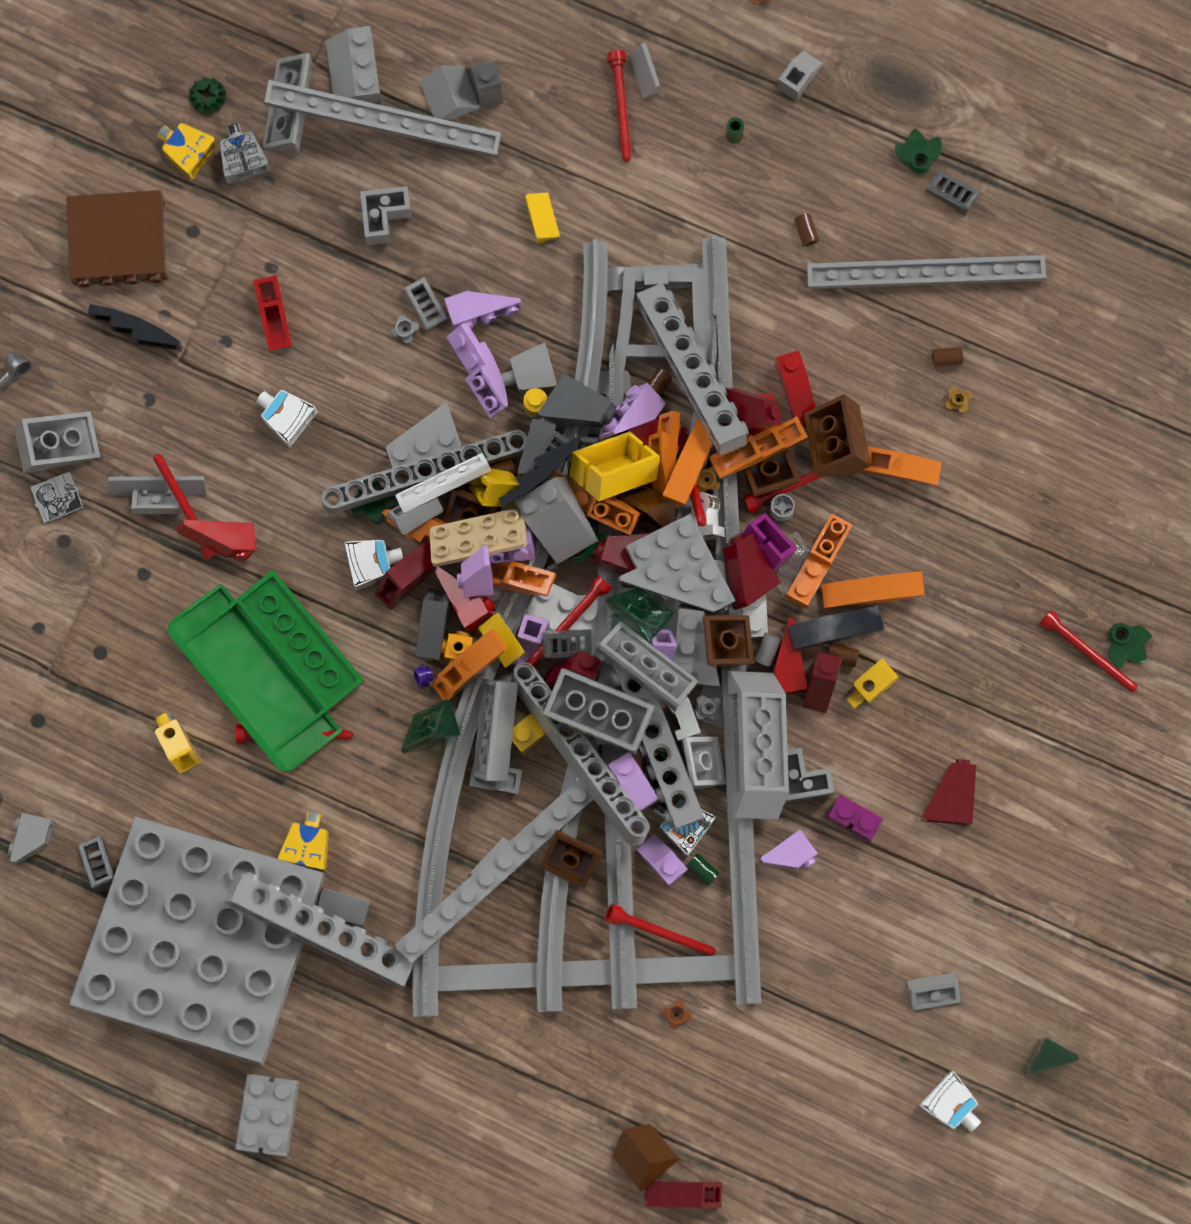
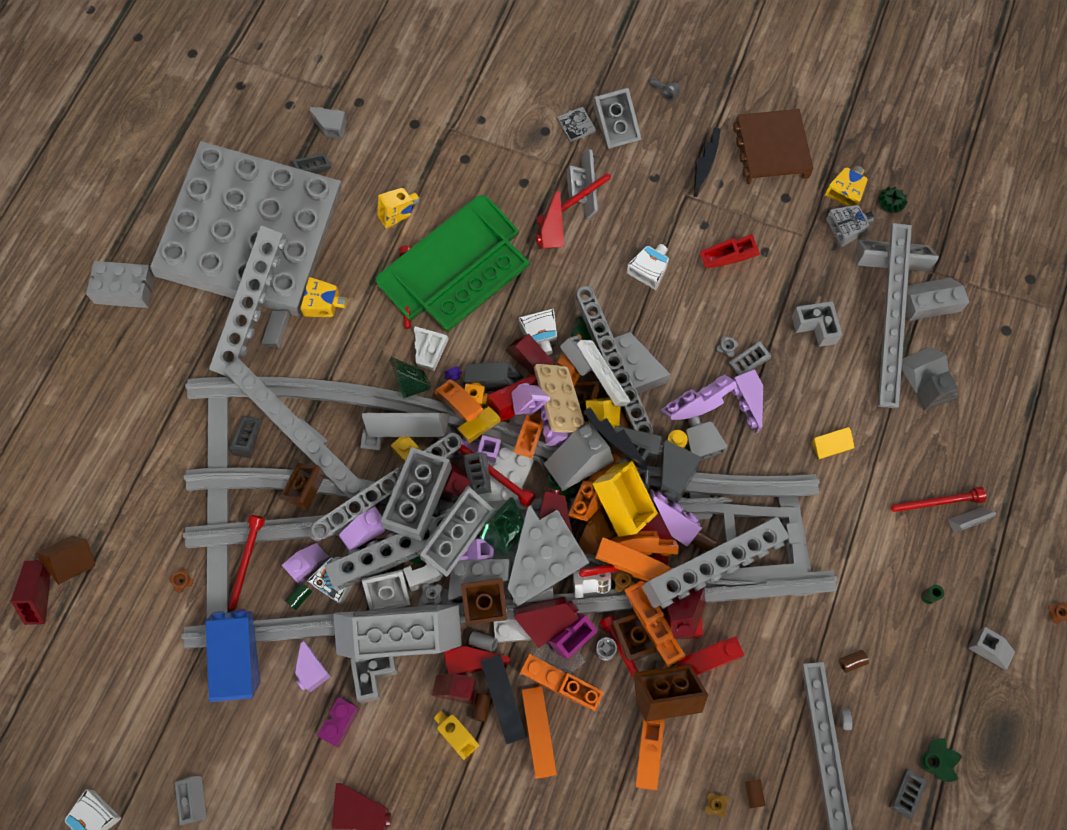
camera: 85 degrees right, 10 degrees down
(384, 706) = (429, 347): none -> white wing
(512, 944) = (243, 448): none -> dark grey slope
(778, 938) = (231, 656): none -> blue slope
(871, 247) = (846, 719): none -> light grey tile

